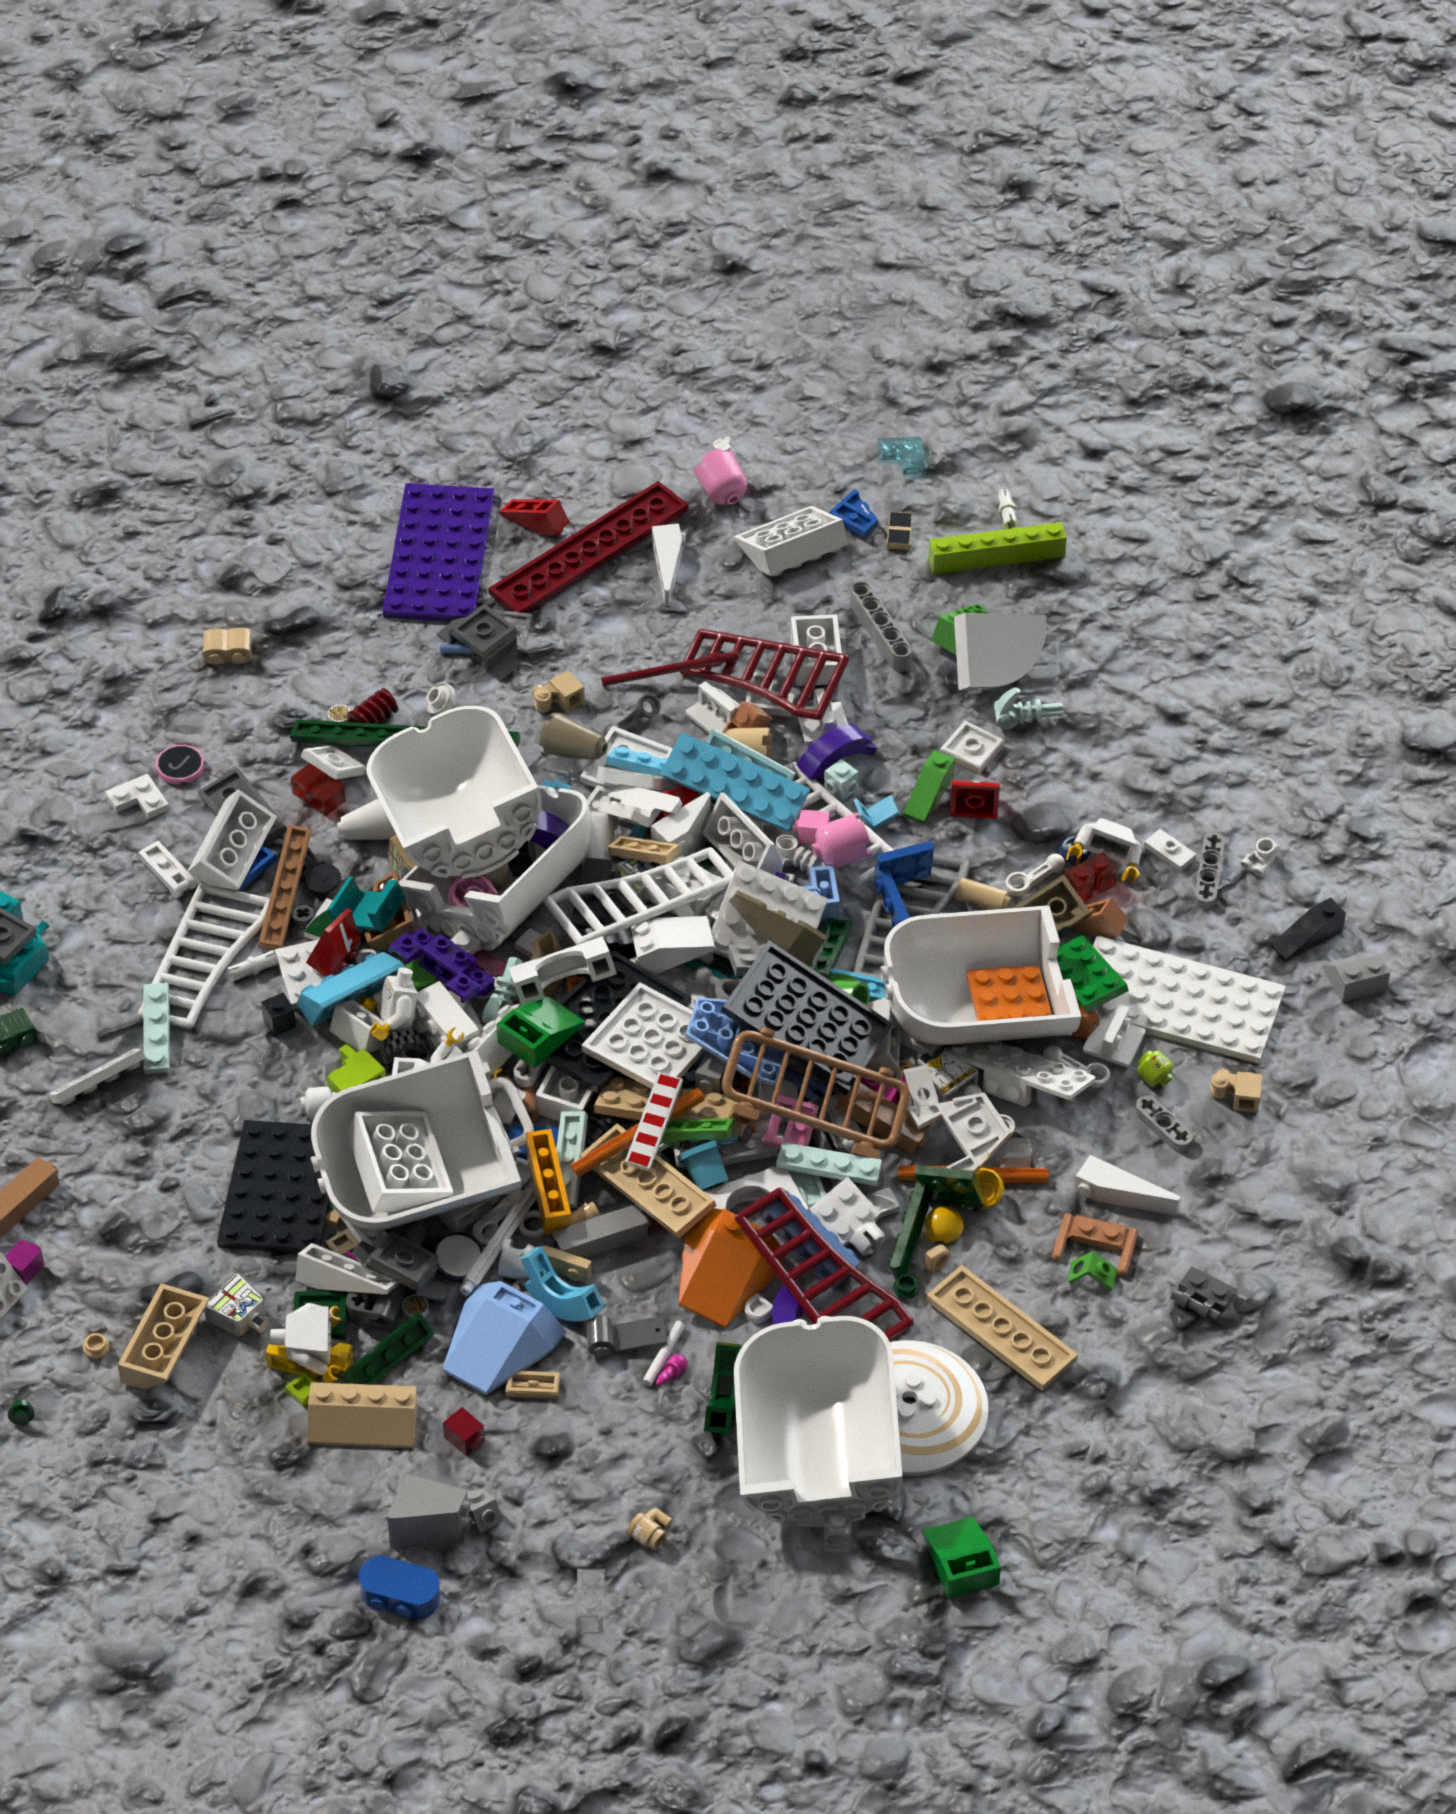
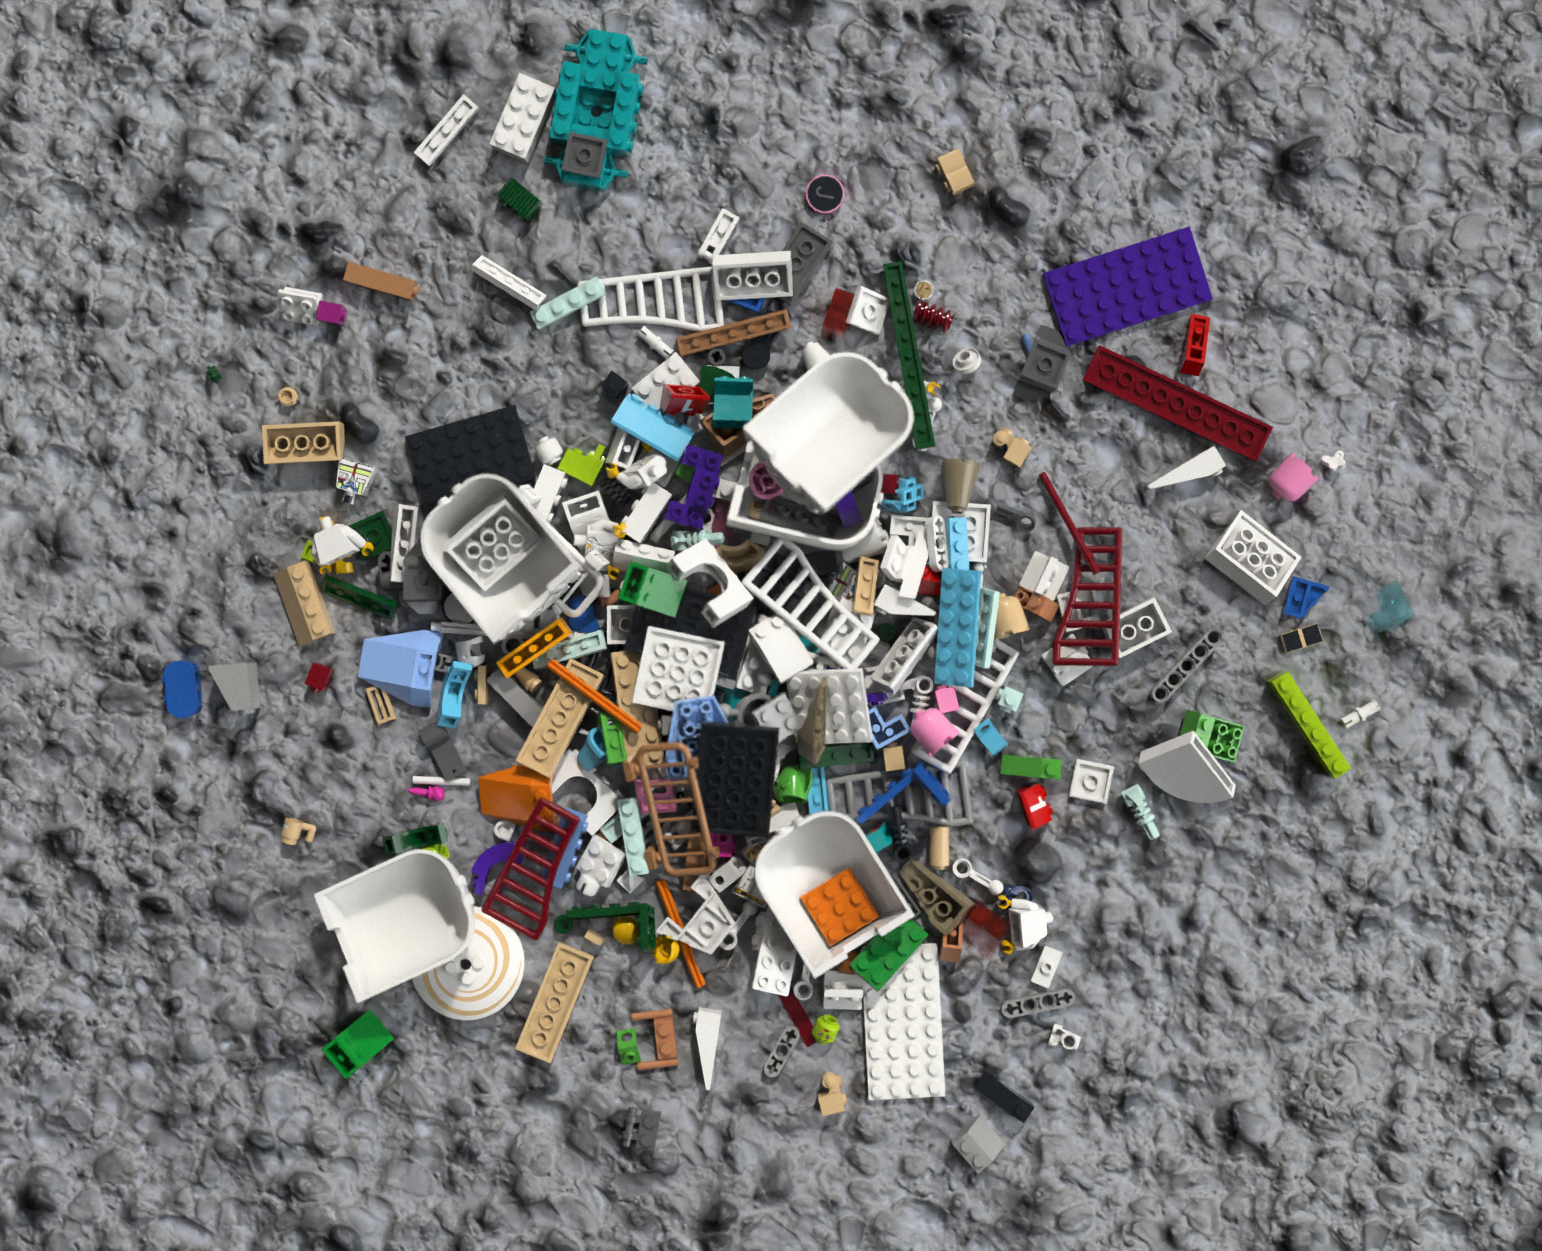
camera: 65 degrees right, 40 degrees up
(140, 792) = (786, 179): white plate -> none
(484, 1510) = (266, 713): light grey bracket -> none
(654, 1121) = (599, 707): tile -> none
(832, 747) = (1035, 684): dark purple arch -> none
(857, 903) = (893, 757): none -> tan brick
(1119, 1097) = (799, 1017): none -> dark red sticker

